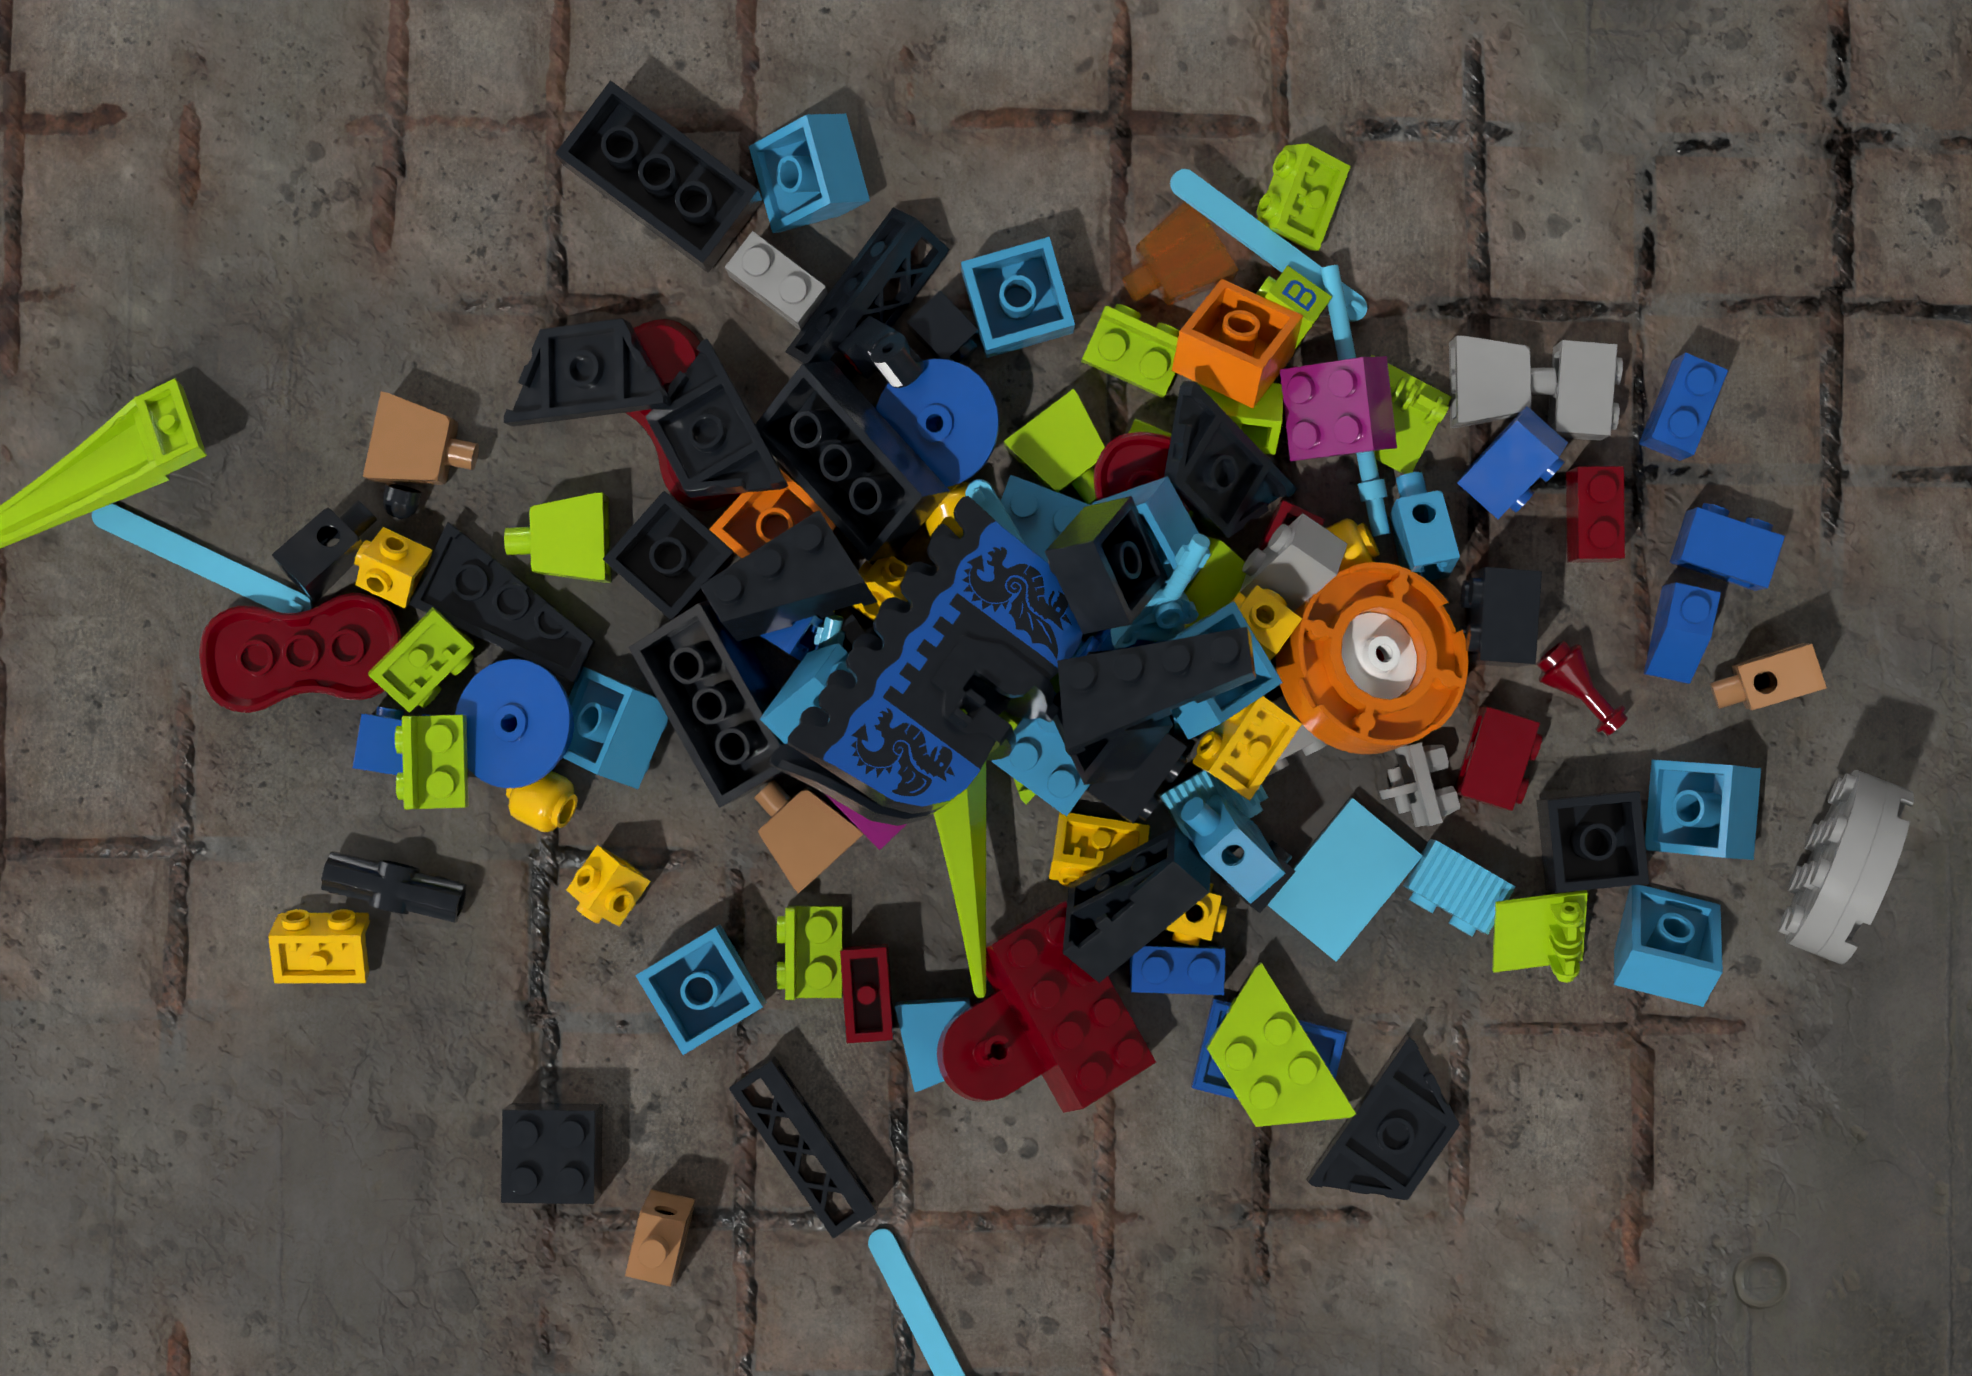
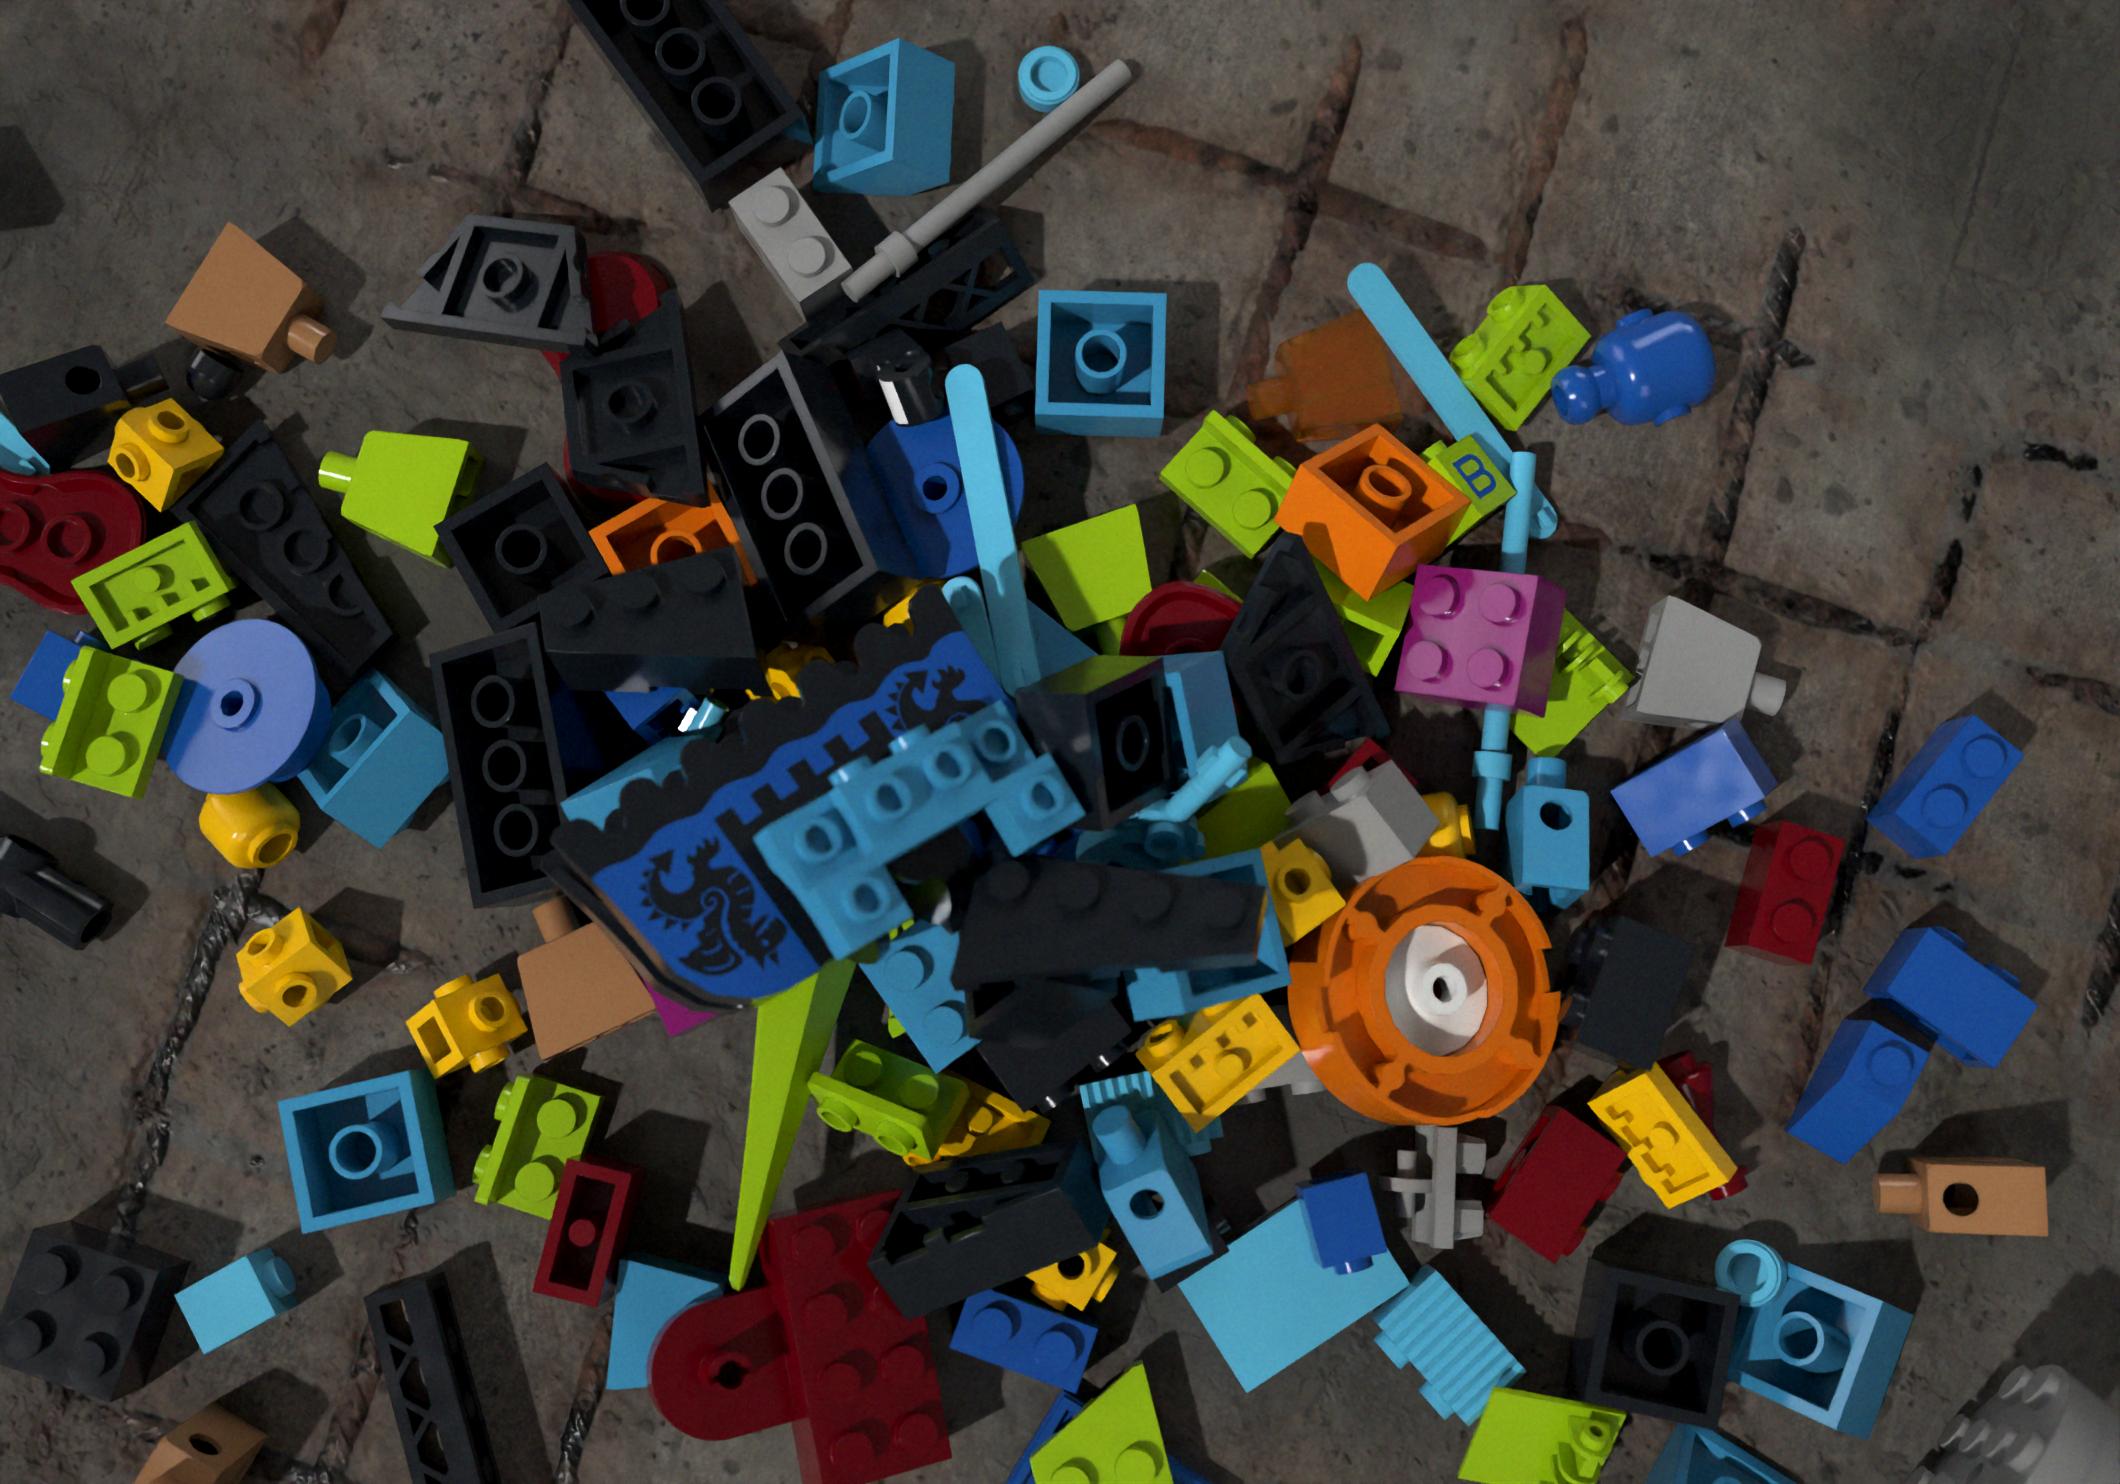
camera: 20 degrees right, 5 degrees down
(648, 1114) = (238, 1299): none -> medium azure brick
(738, 887) = (467, 1025): none -> yellow brick
(852, 261) = (900, 251): none -> light grey bar
(912, 99) = (1047, 78): none -> medium azure tile
(985, 441) = (992, 528): none -> medium azure piece
(986, 660) = (839, 844): none -> dark azure bracket
(1038, 844) = (889, 1099): none -> lime bracket
(1363, 827) = (1341, 1220): none -> blue brick
(1392, 182) = (1640, 372): none -> blue piece
(1558, 703) = (1661, 1135): none -> yellow bracket
(1585, 390) = (1819, 722): light grey brick -> none
(1647, 774) = (1751, 1271): none -> medium azure tile

